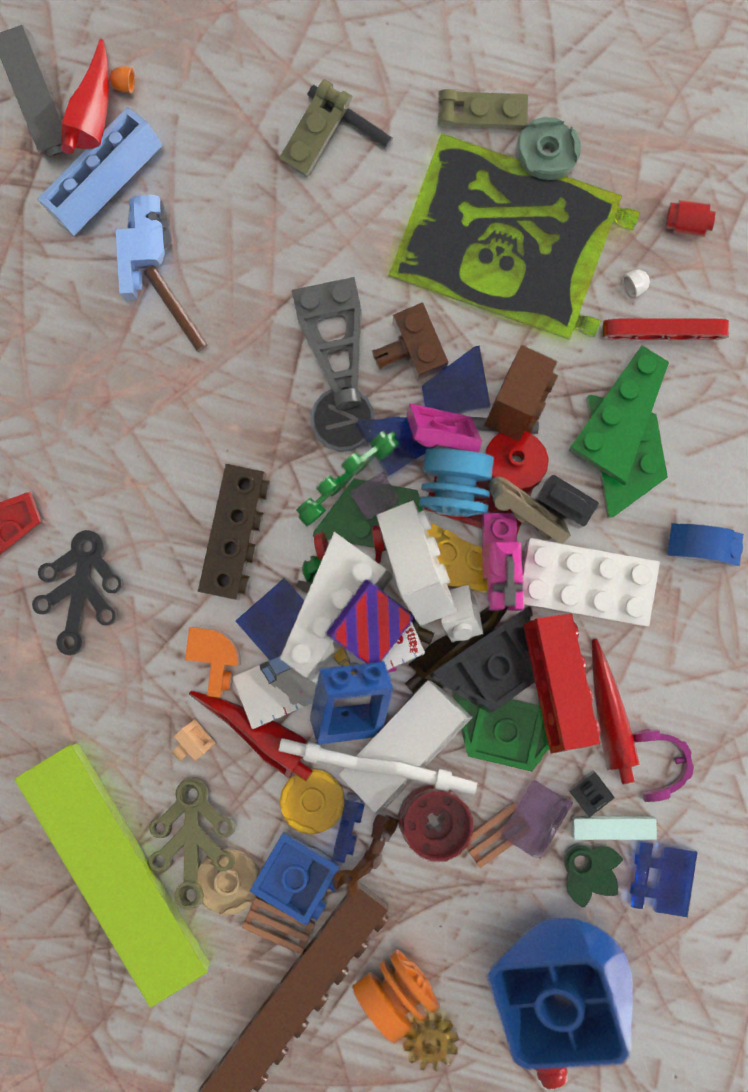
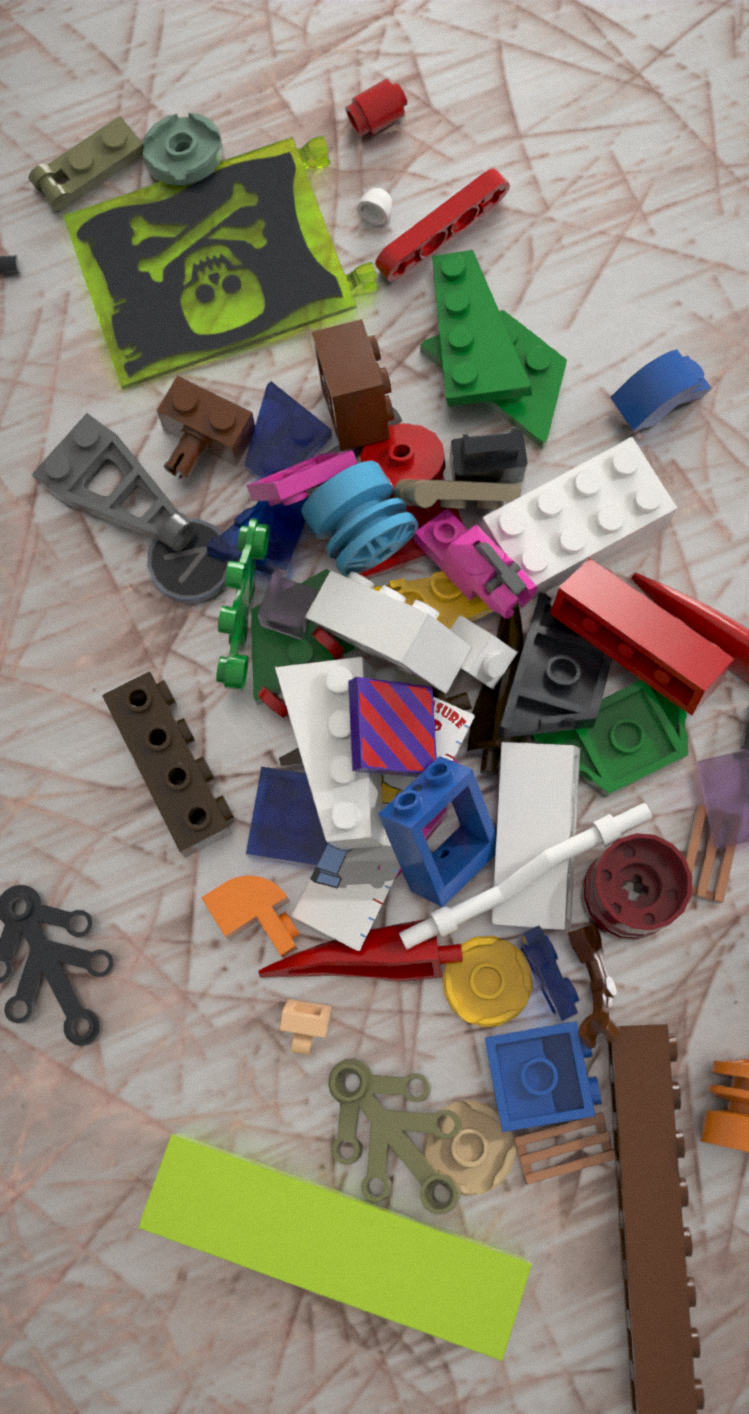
camera: 40 degrees left, 10 degrees down
(310, 568) = (283, 735): green hinge -> none

